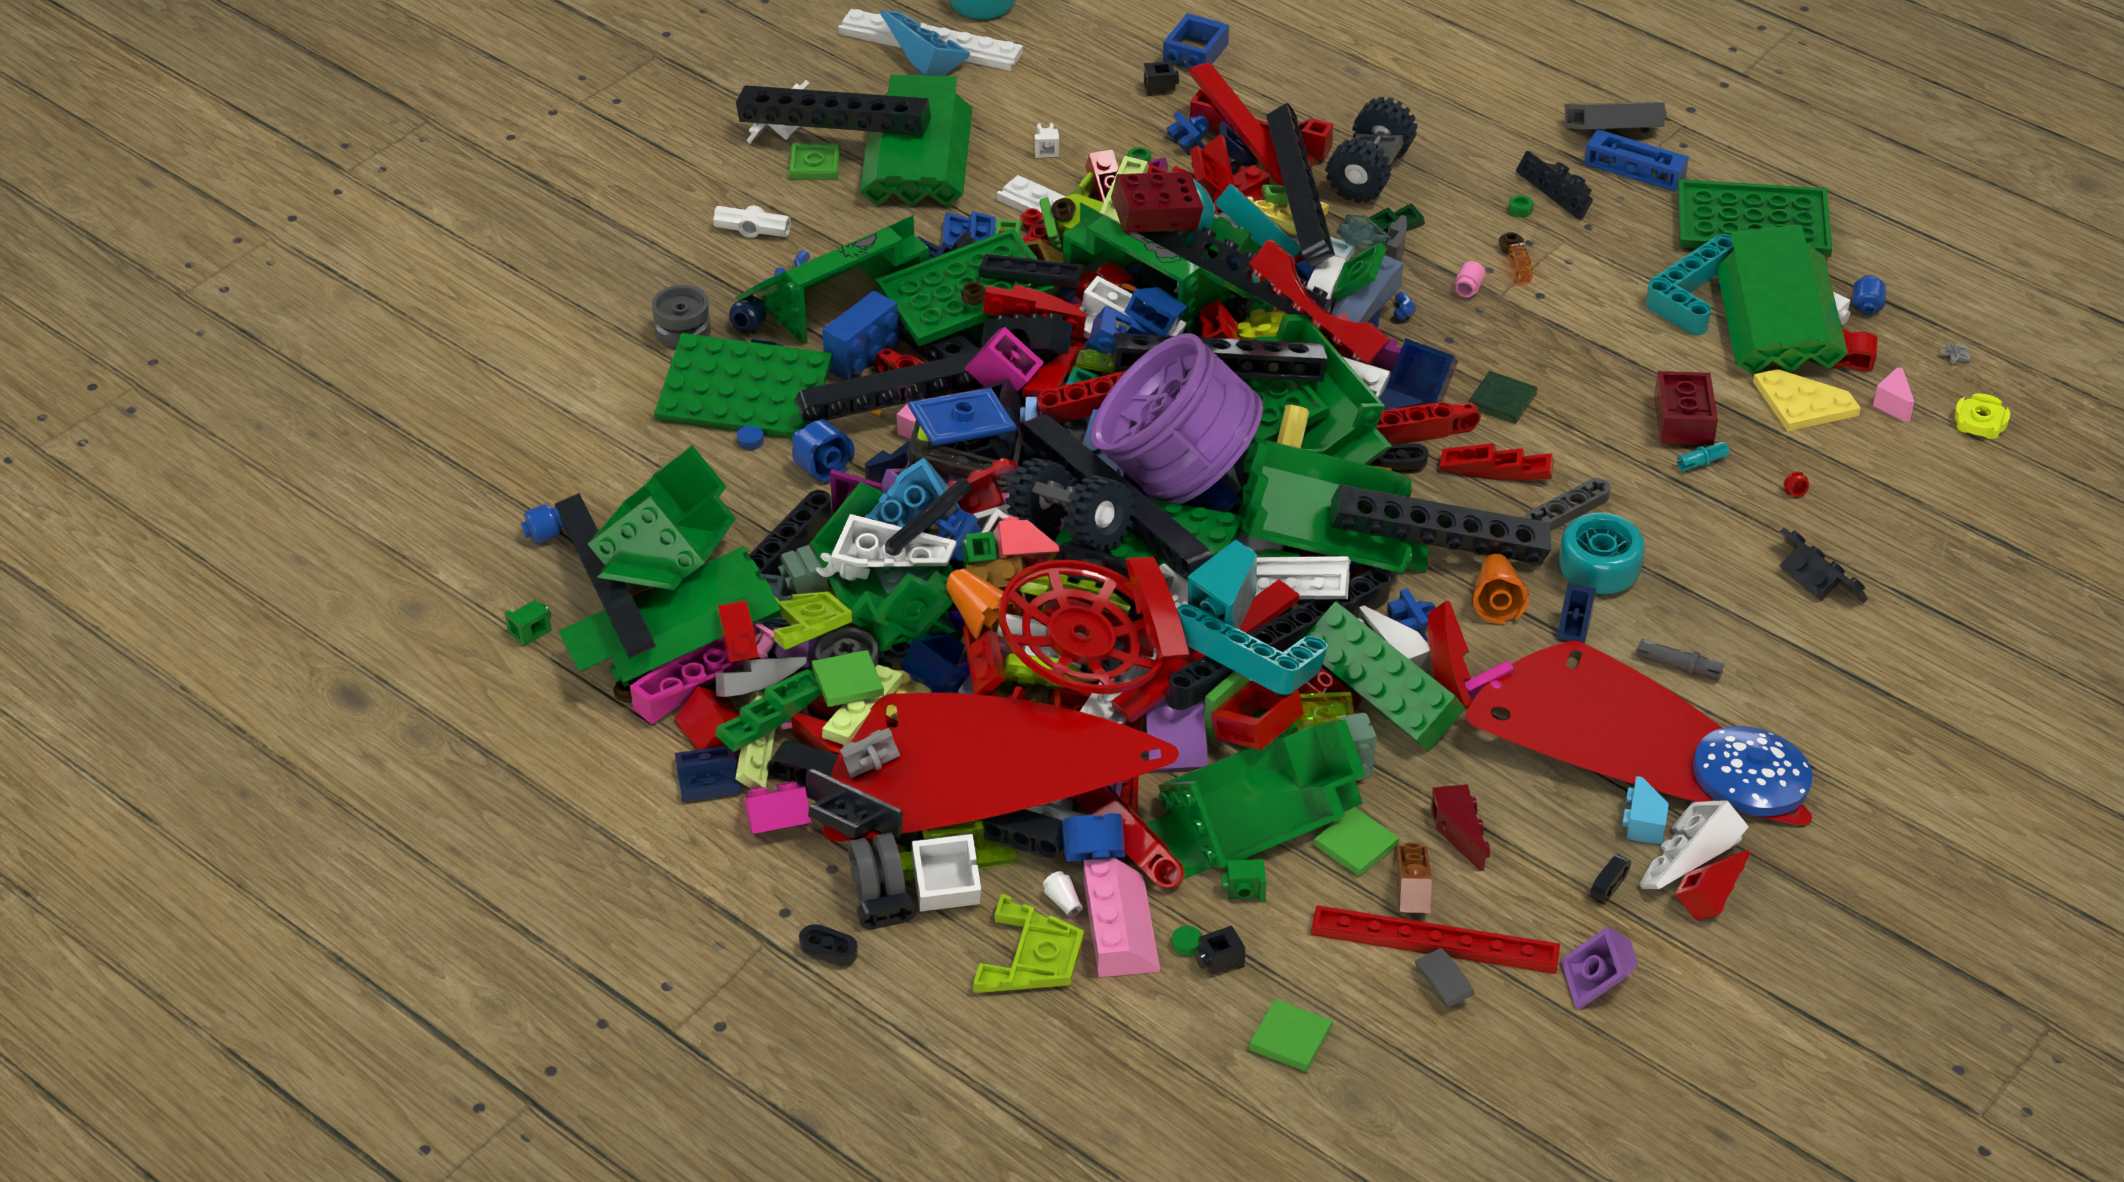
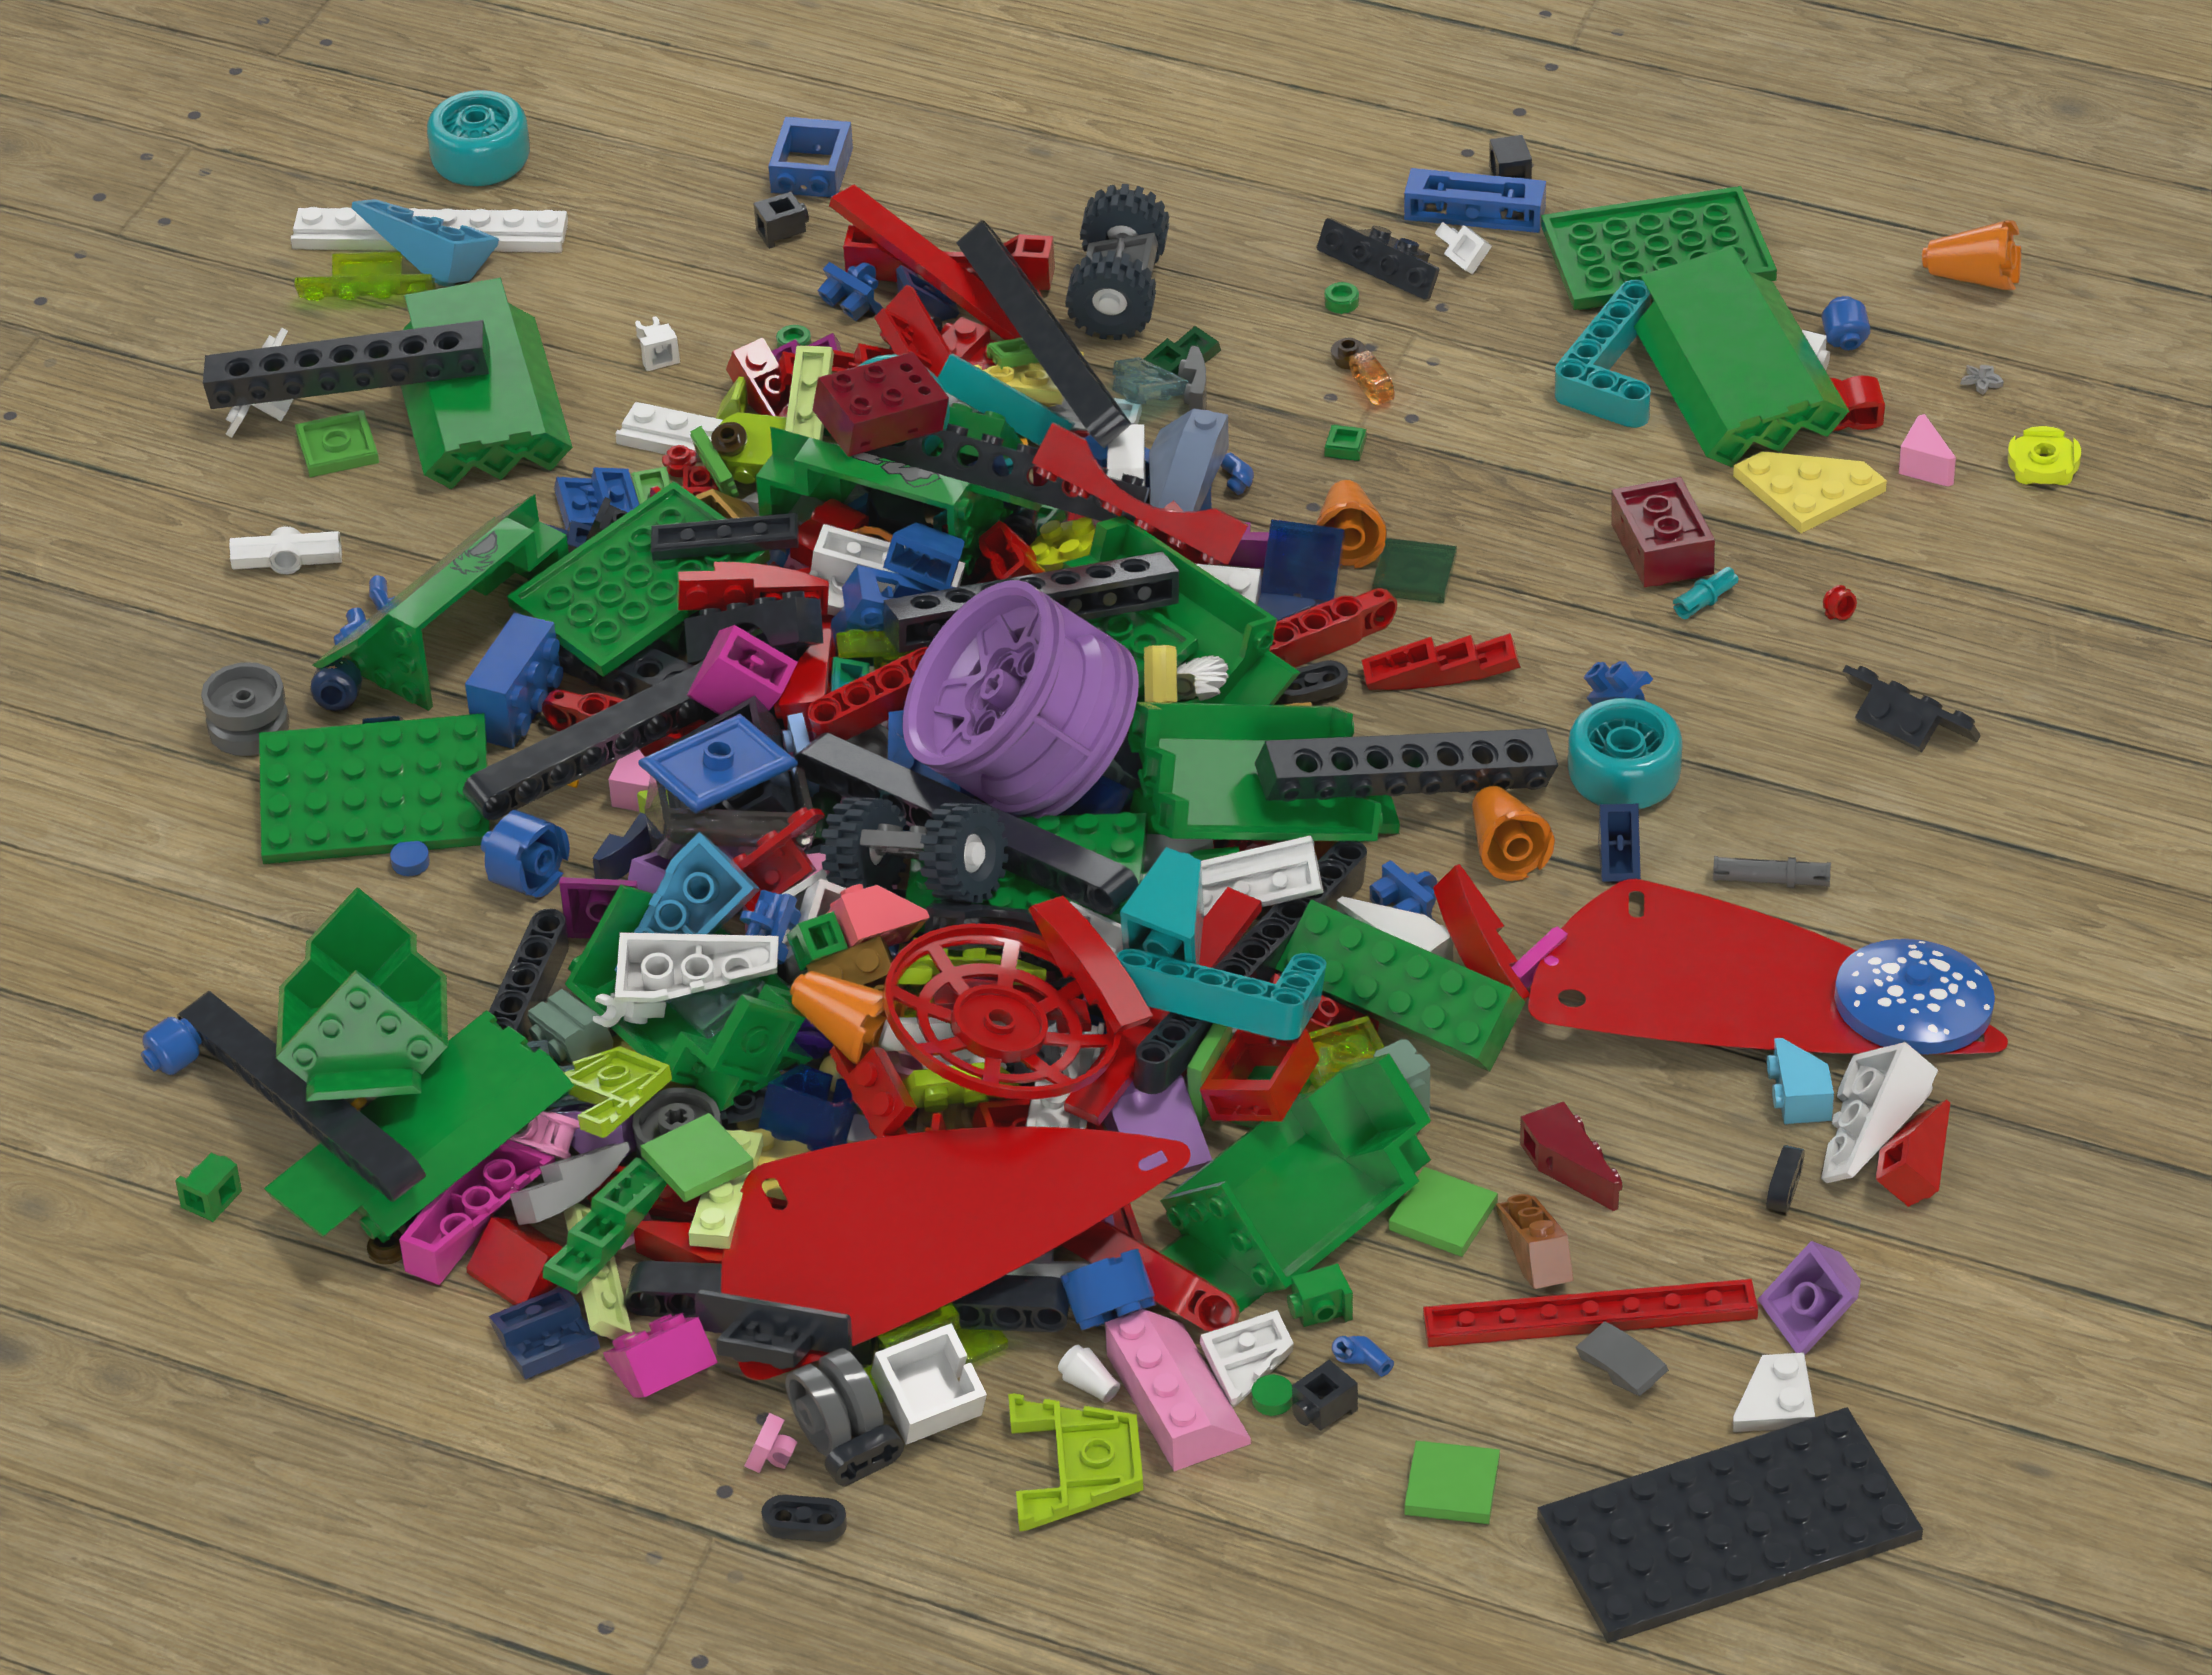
camera: 15 degrees left, 0 degrees up
(737, 631) = (528, 1130): red slope -> none
(825, 888) = (771, 1446): none -> bright pink tile
(869, 752) = (769, 1249): light grey hips -> none
(873, 58) = (364, 275): none -> clear neon green bracket
(928, 516) = (730, 911): black axle -> none
(973, 293) = (657, 586): dark brown plate -> none
(1179, 906) = (1246, 1352): none -> white wing
(1260, 925) = (1362, 1351): none -> blue arm
(1321, 435) = (1201, 678): none -> white hair
(1359, 271) = (1173, 439): green tile -> none
(1469, 278) = (1312, 415): bright pink brick -> none
(1472, 355) = (1365, 529): none -> orange cone
(1480, 1117) = (1728, 1524): none -> black plate
(1487, 302) = (1345, 442): none -> green tile
(1548, 1032) = (1775, 1395): none -> white wing
(1592, 493) = (1548, 699): dark grey beam -> none
(1614, 502) = (1615, 682): none -> blue hips
(1615, 115) = (1424, 143): dark grey slope -> none
(1617, 190) = (1464, 247): none -> white plate
(1671, 136) = (1510, 157): none -> brick
(1980, 269) = (1977, 256): none -> orange cone

